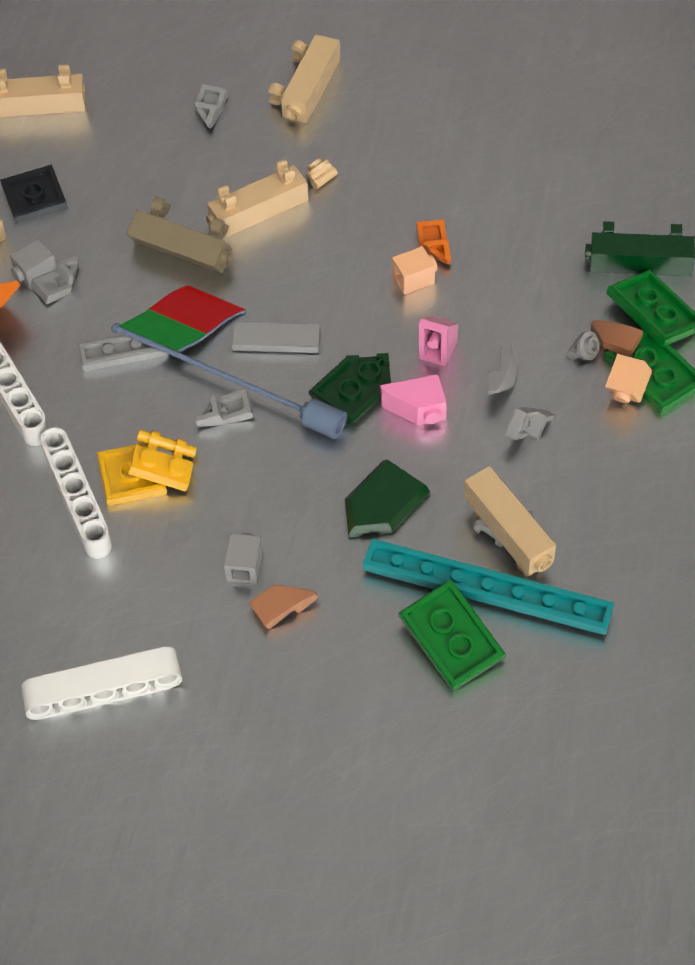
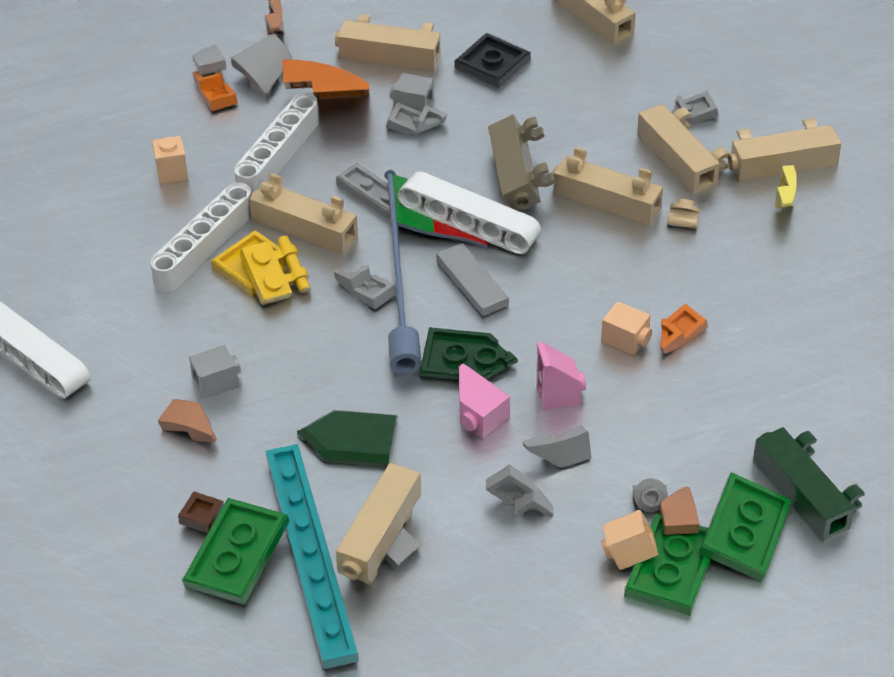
camera: 55 degrees right, 10 degrees down
(114, 410) = (303, 216): none -> tan brick
(209, 298) = (469, 212): none -> white beam
(249, 134) = (679, 150): none -> tan brick
(352, 98) = (786, 191): none -> light yellow slope
(391, 641) = (200, 512): none -> reddish brown plate

